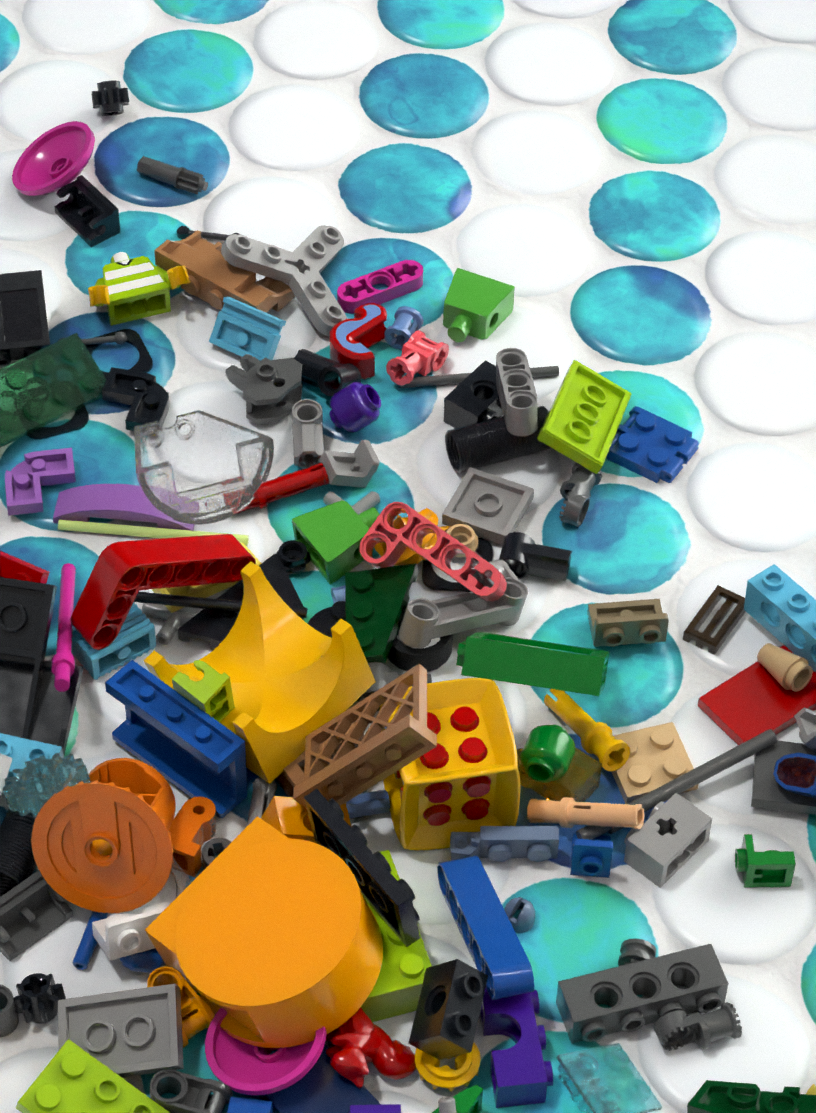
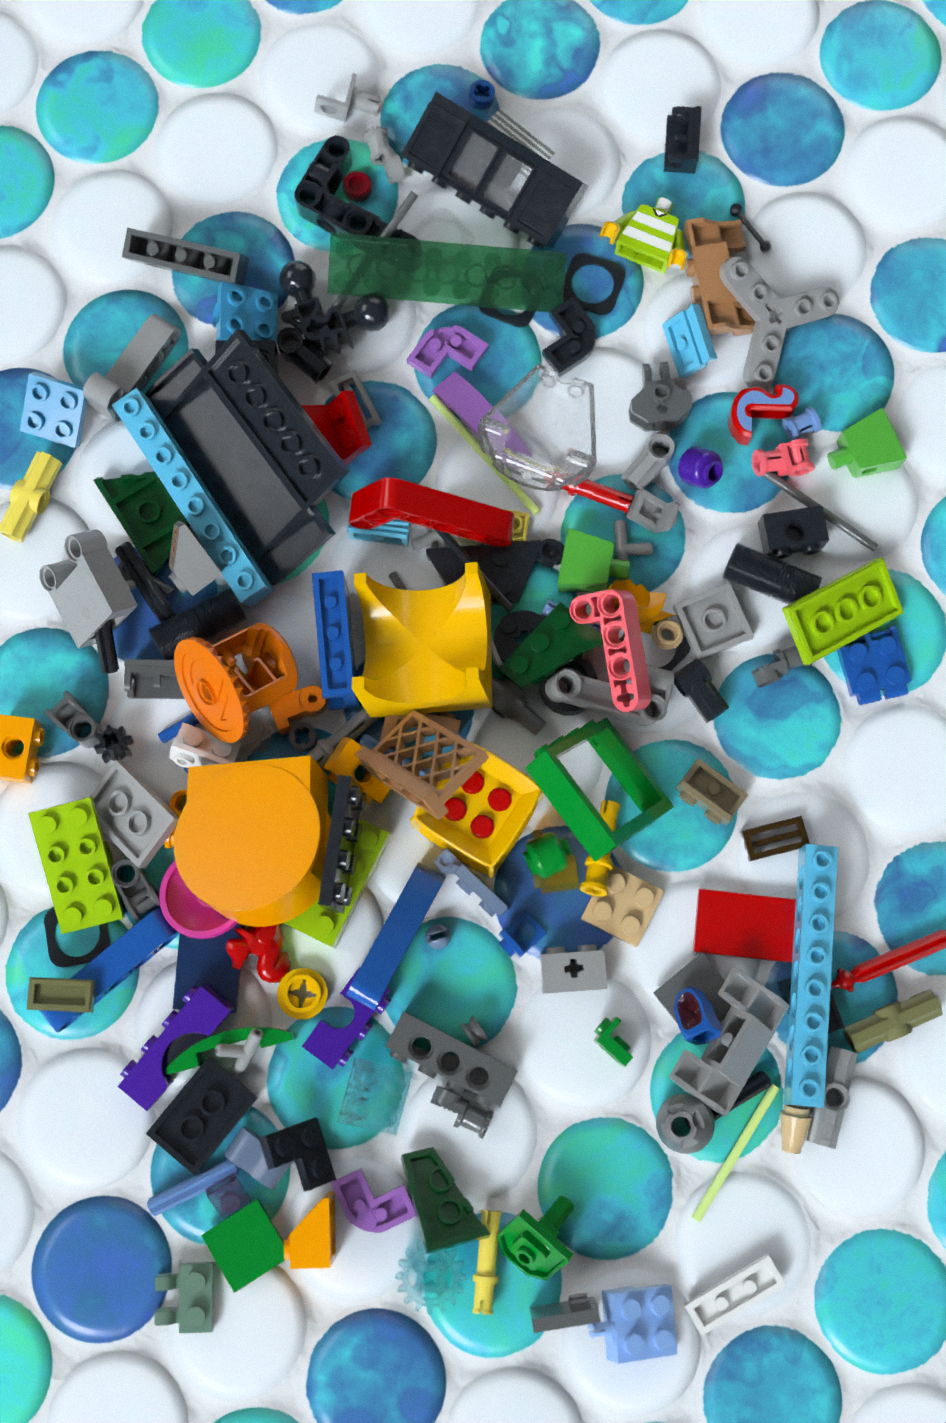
camera: 45 degrees right, 30 degrees up
(40, 780) = (222, 613): clear light blue gear -> none
(54, 159) = (697, 74): dark pink dish -> none
(63, 661) = (313, 527): dark pink bar -> none
(110, 98) = (792, 43): black gear -> none
(119, 338) = (567, 246): dark grey hinge -> none
(178, 177) = (773, 152): dark grey piece -> none
(210, 694) = (361, 636): lime hinge -> none
(325, 372) = (710, 428): black piece -> none
(400, 277) = (834, 365): dark pink beam -> none
(448, 1009) = (314, 976): black brick -> none
(516, 391) = (811, 546): light grey beam -> none
(572, 813) = (530, 900): light nougat pin -> none
(690, 779) = (556, 926): dark grey bar -> none
(787, 668) = (772, 921): tan cone -> none

